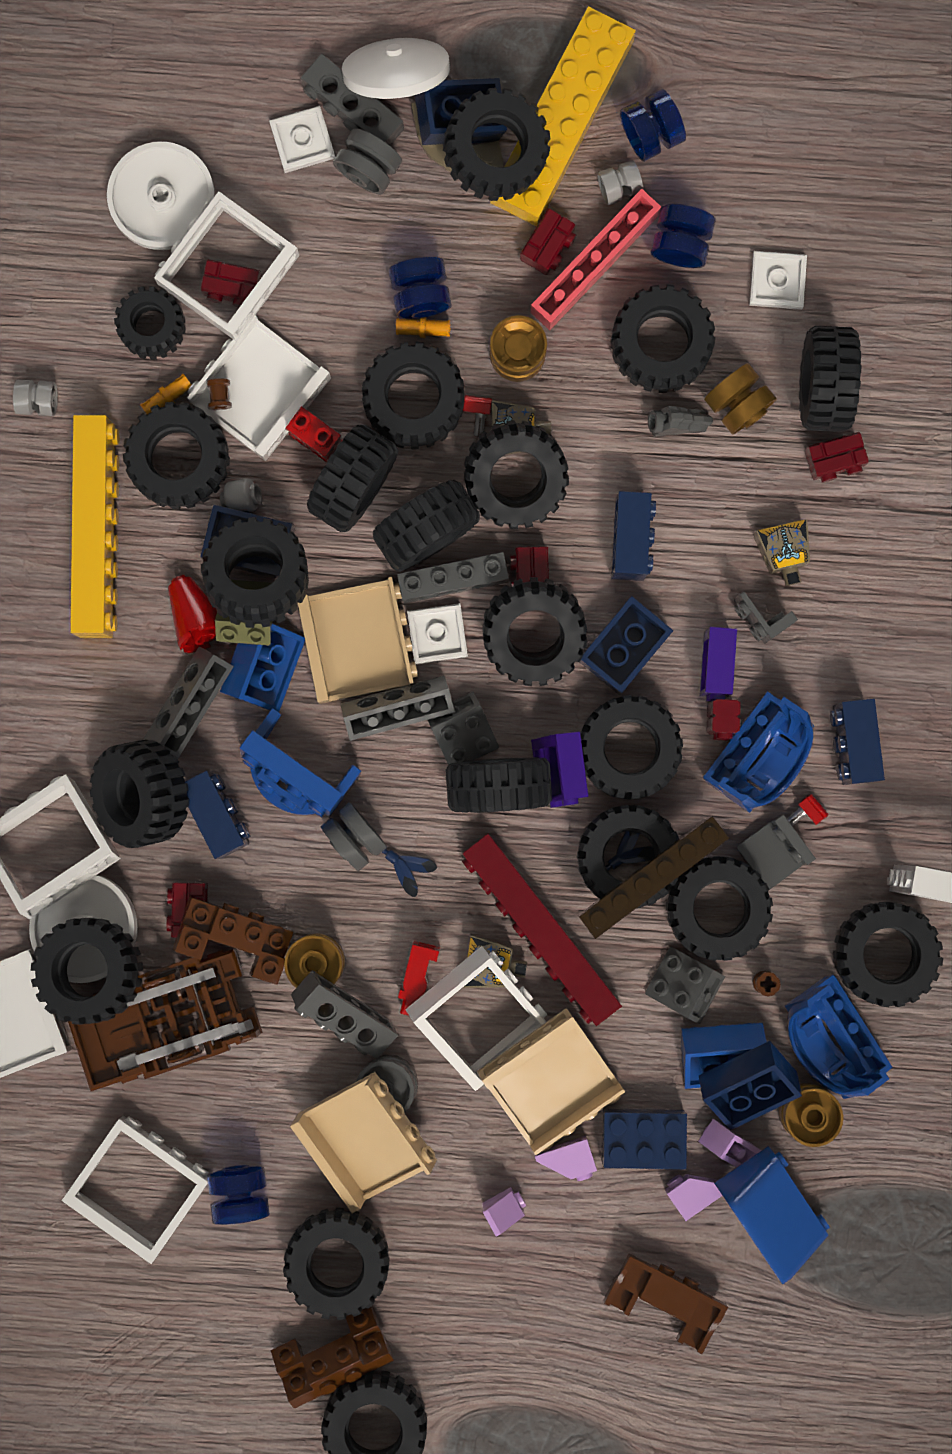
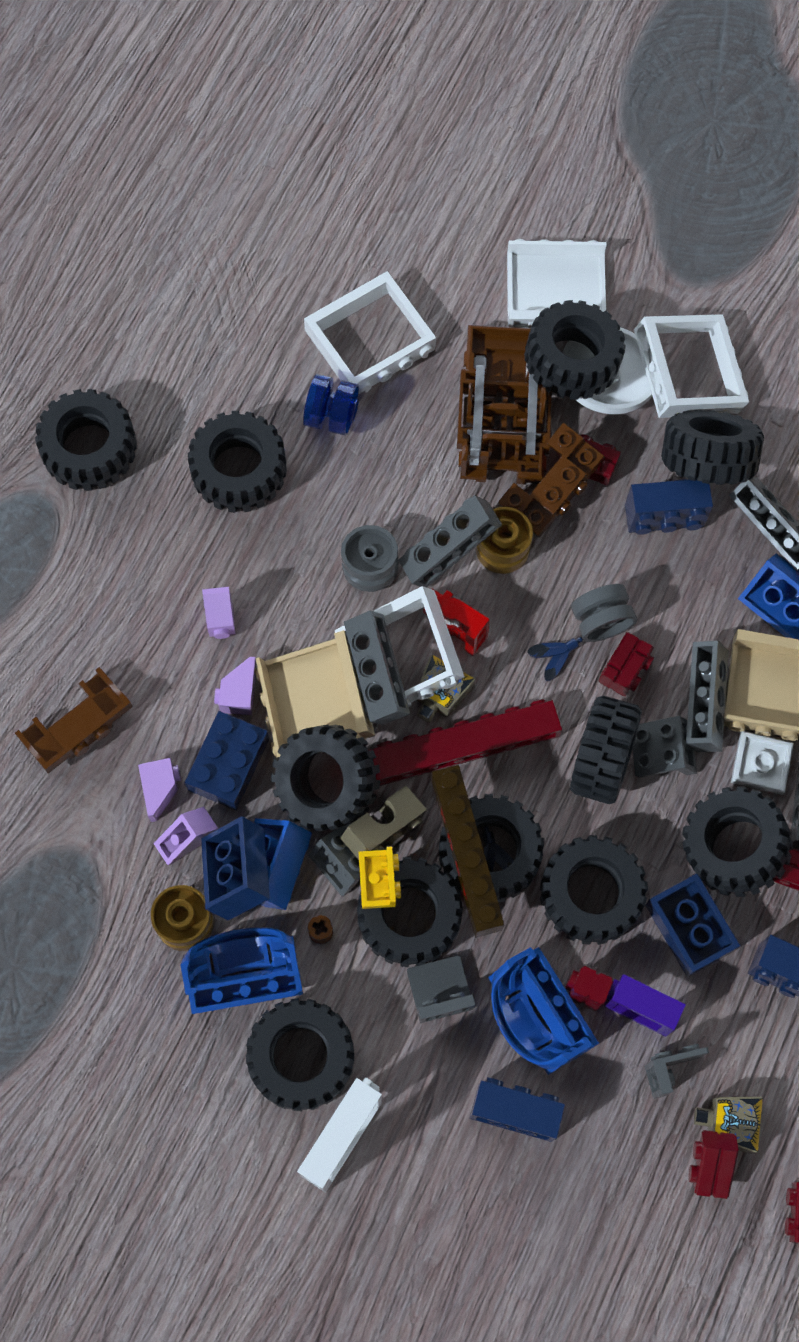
camera: 110 degrees right, 15 degrees down
(271, 764) = (678, 573): blue piece -> none
(334, 1363) = (154, 429): reddish brown bracket -> none
(363, 1141) = (332, 516): tan panel -> none
(392, 795) = (626, 664): none -> dark red brick
(493, 1033) = (393, 703): none -> dark grey brick
(566, 766) = (598, 818): dark purple window -> none
(656, 1050) = (294, 785): none -> black tyre
(669, 974) = (402, 813): none -> dark tan arch
(711, 948) = (377, 878): none -> yellow bracket
(774, 1212) = (108, 841): blue windscreen -> none
(810, 807) = (468, 1042): red piece -> none
(832, 553) = (714, 1164): none -> dark red brick

